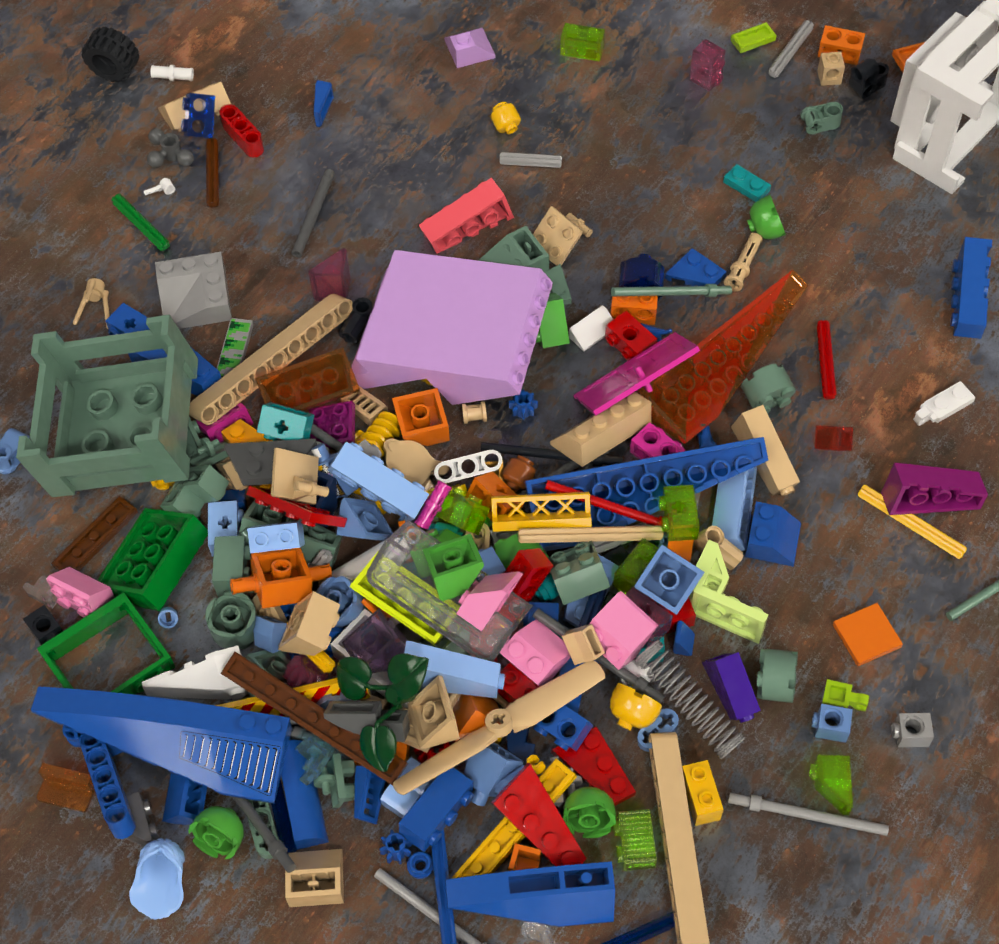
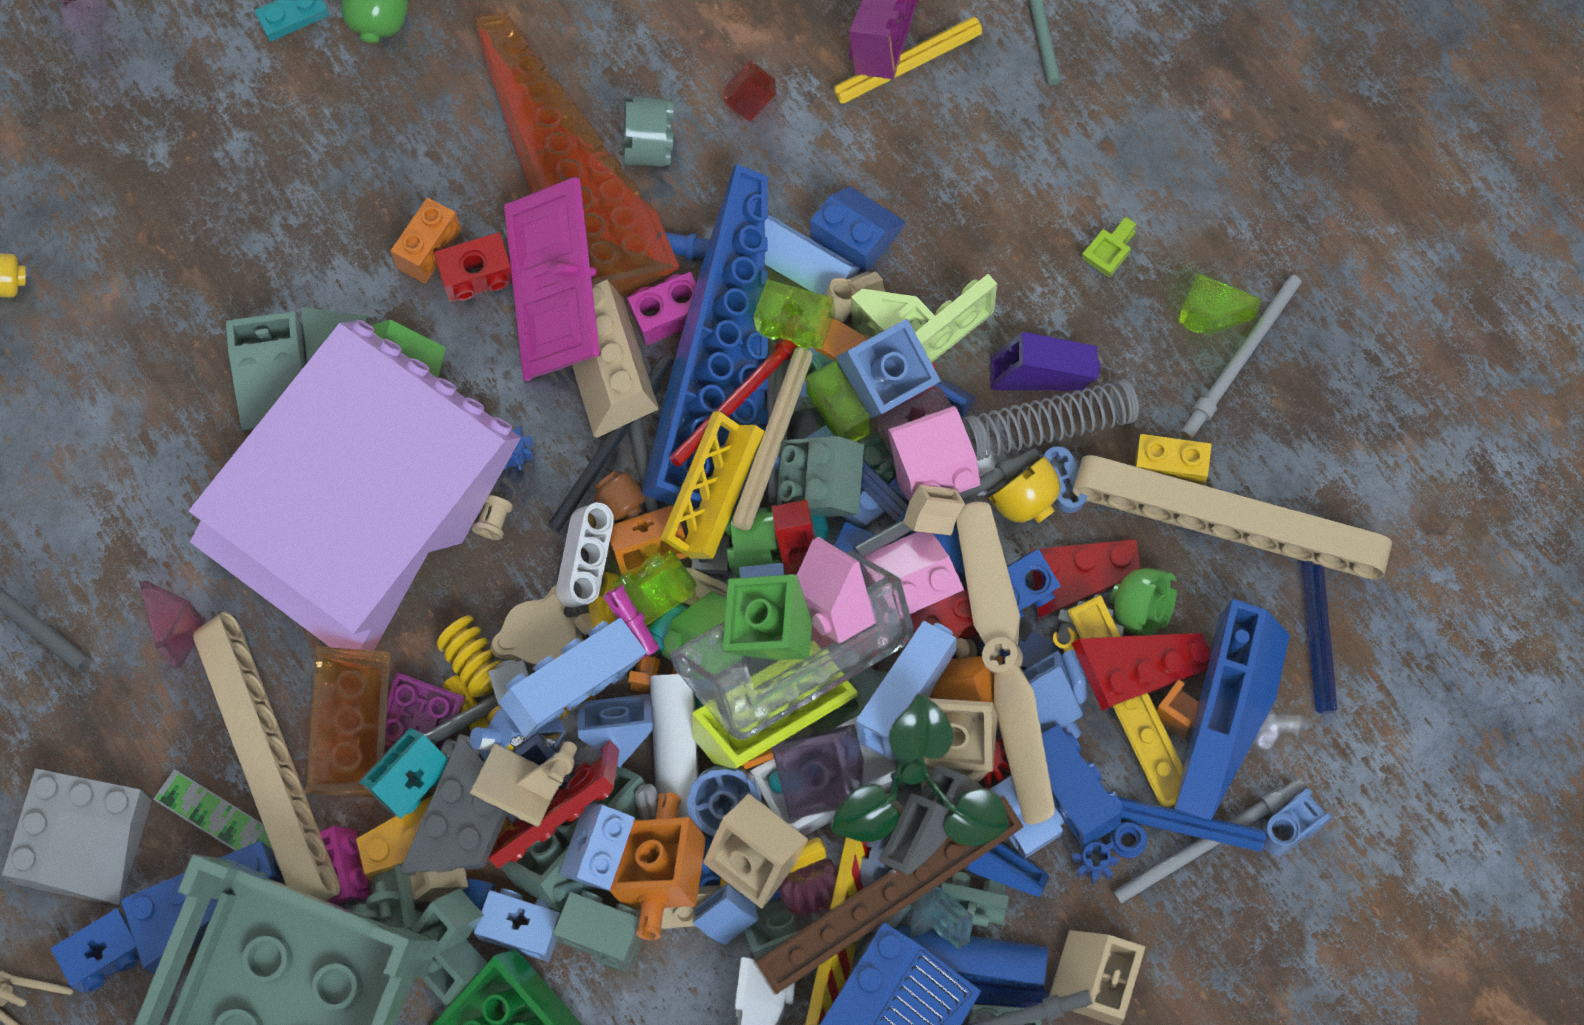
camera: 65 degrees left, 10 degrees up
(231, 620) = (679, 982): sand green brick -> none
(357, 320) = (257, 619): black piece -> none
(374, 403) = (410, 645): tan slope -> none
(422, 417) = (474, 585): orange slope -> none
(466, 216) = (154, 398): coral wedge -> none
(529, 159) = (92, 273): light grey axle -> none
(560, 234) = (254, 283): tan plate -> none
(590, 329) = (432, 308): white slope -> none
(636, 840) = (1201, 564): clear neon green brick -> none
(641, 272) = (389, 208): clear blue brick -> none
(657, 332) = (480, 229): blue bar -> none
(696, 270) = (403, 139): blue wing -> none
(708, 290) = (448, 138): sand green bar -> none
(738, 276) = (431, 82): tan pin -> none
(777, 675) = (1058, 304): sand green brick -> none
(778, 471) = (704, 173): tan slope -> none
(826, 359) = (626, 46): red axle -> none
(839, 715) = (1143, 261): medium blue brick -> none
(867, 634) = (1038, 182): orange tile -> none
(920, 722) = (1190, 178): light grey brick -> none

